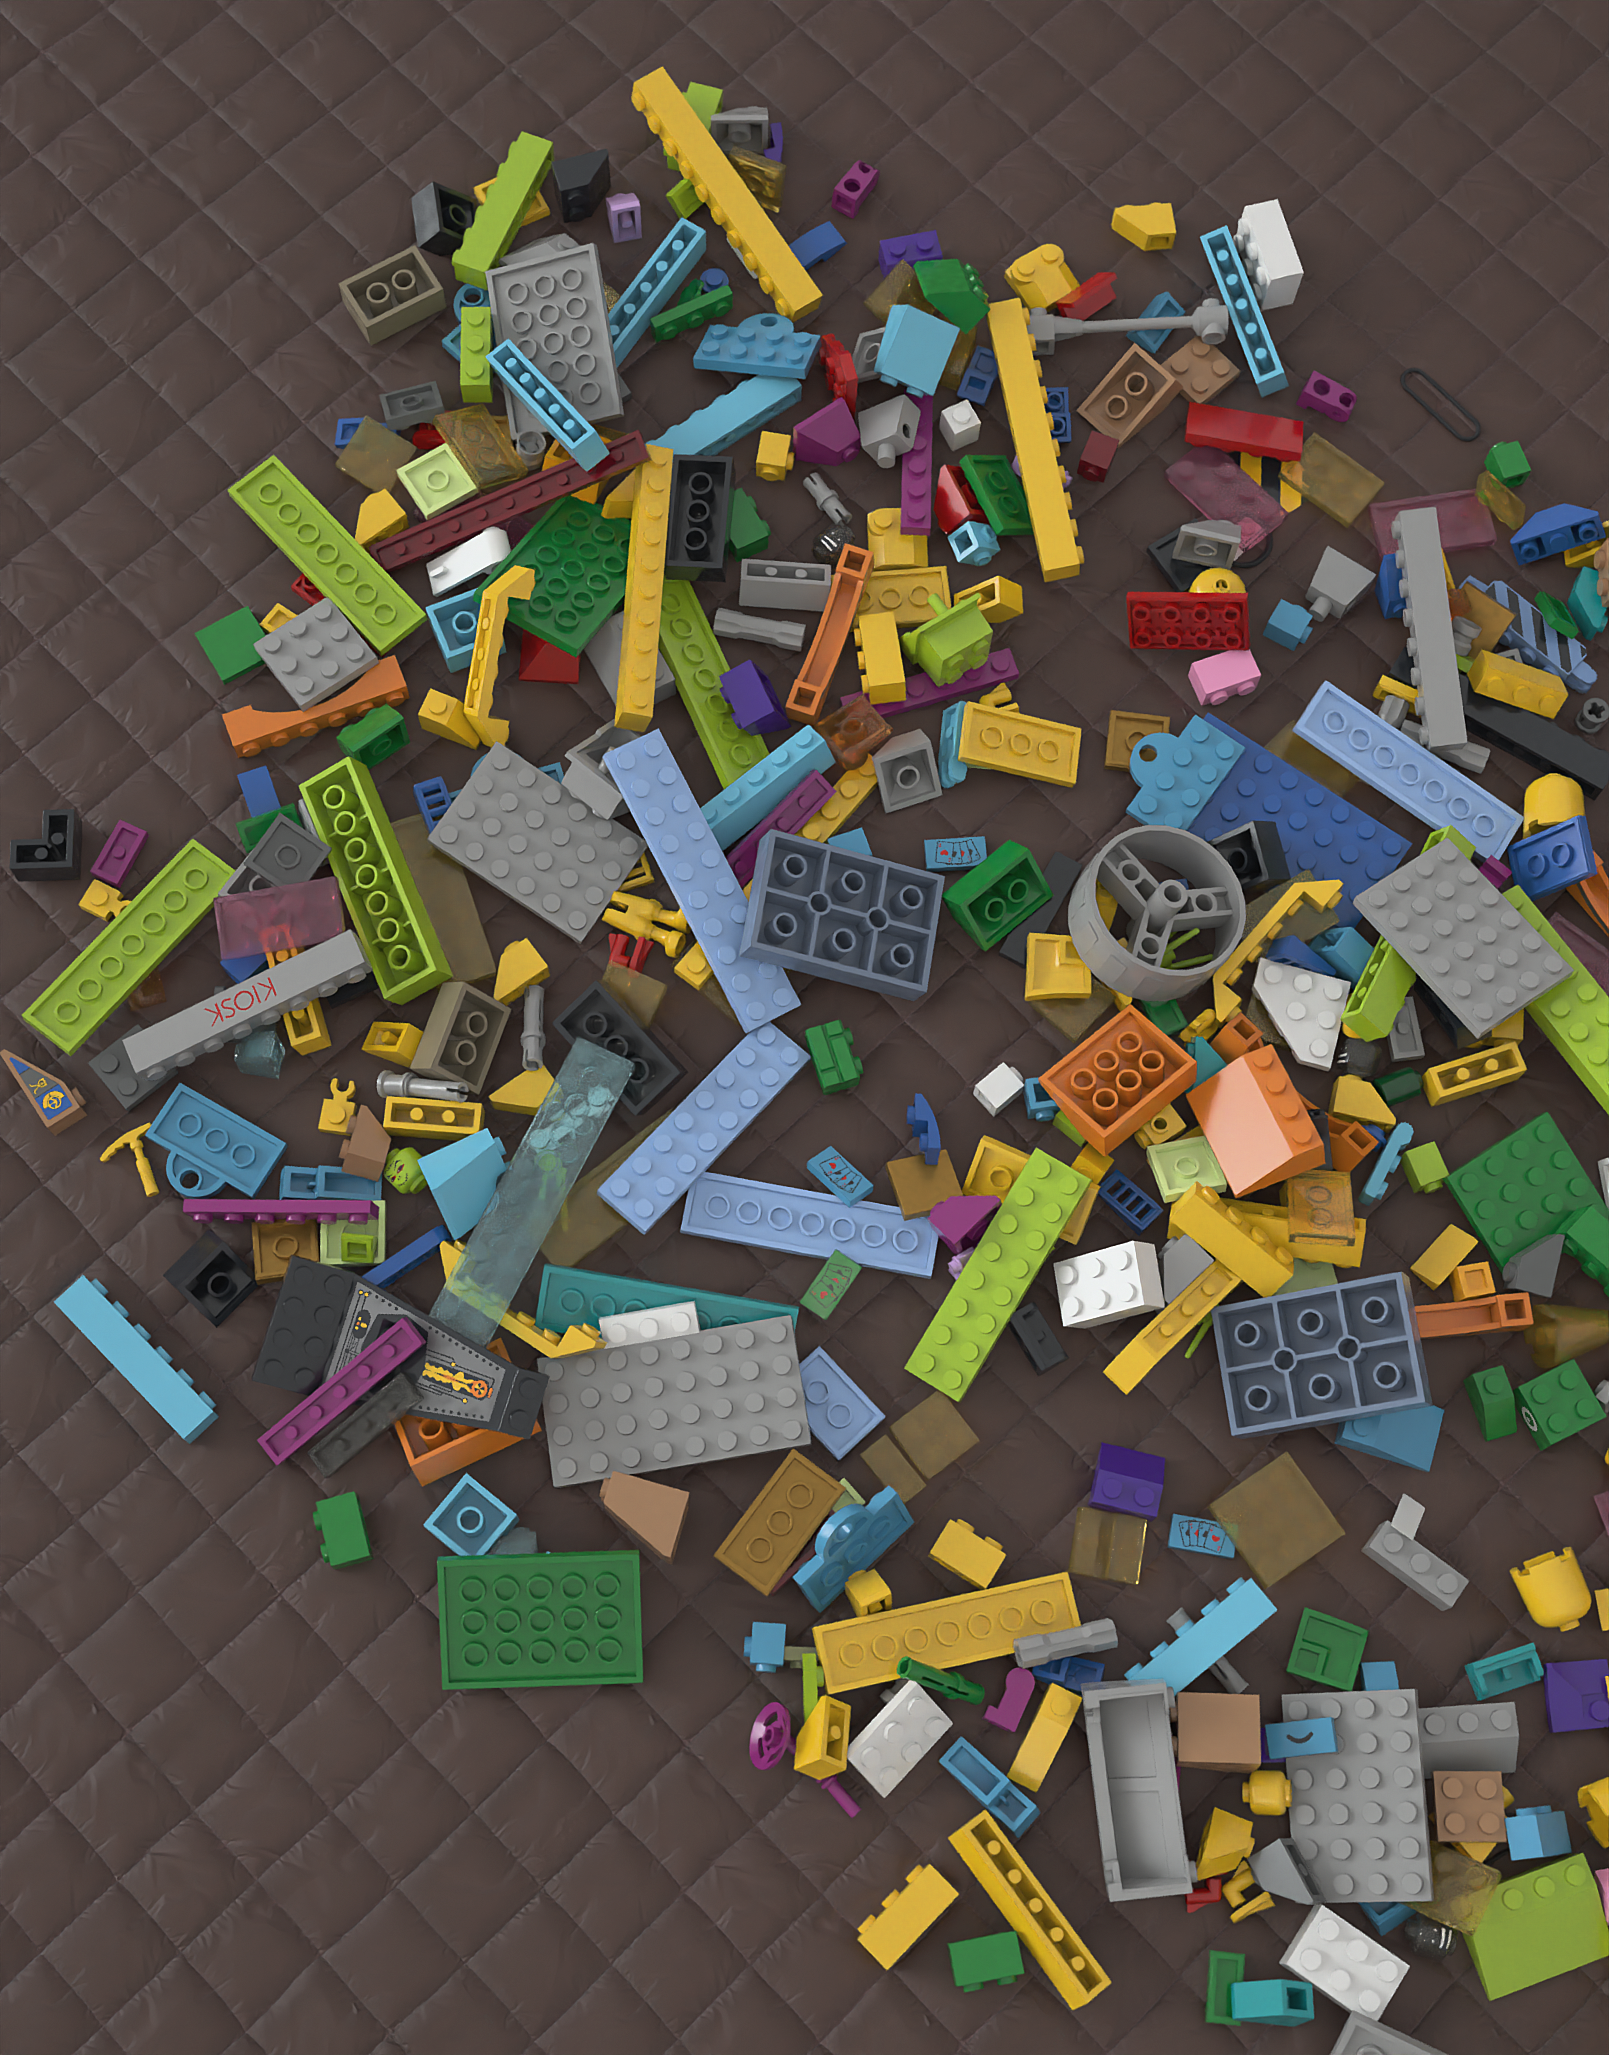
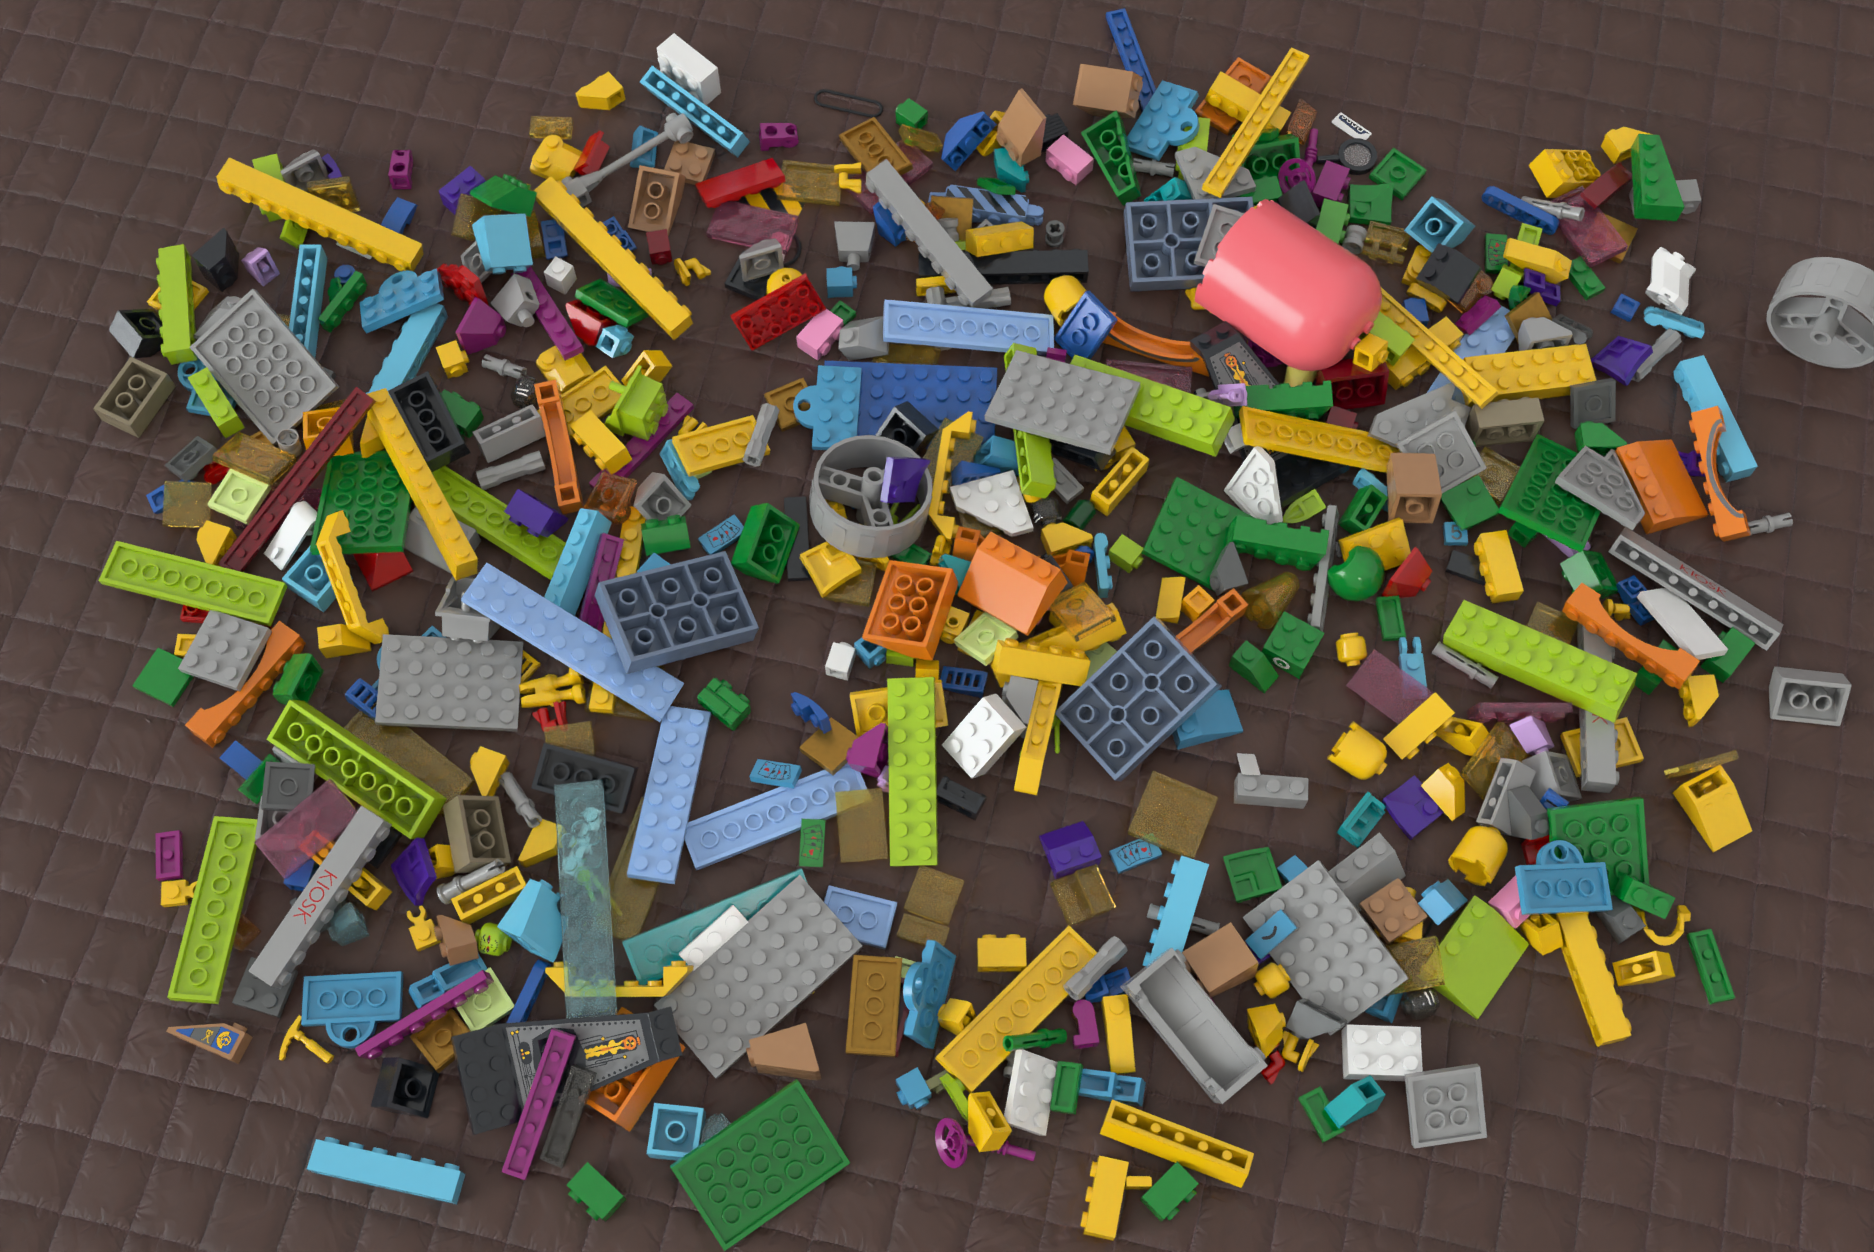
camera: 30 degrees left, 5 degrees down
(55, 855) = (123, 884): black brick -> none
(358, 1248) = (492, 1007): lime slope -> none
(368, 1037) = (414, 871): none -> dark purple plate
(547, 405) = (285, 405): medium azure brick -> none
(888, 814) = (665, 535): none -> green brick
(900, 1300) = (861, 825): none -> clear yellow plate
(943, 1759) = (1066, 1087): none -> green tile
(955, 1923) = (1138, 1183): none -> yellow tile
(1057, 230) = (548, 125): none -> clear yellow plate
(1073, 760) = (757, 445): none -> light grey axle
(1129, 511) = (683, 266): none -> yellow piece
(1205, 916) = (902, 478): none -> dark purple plate
(1268, 665) = (844, 312): none -> green tile
(1271, 712) = (863, 339): none -> light grey slope
(1370, 503) = (843, 171): none -> yellow piece
(1436, 479) = (873, 145): none -> pearl gold tile

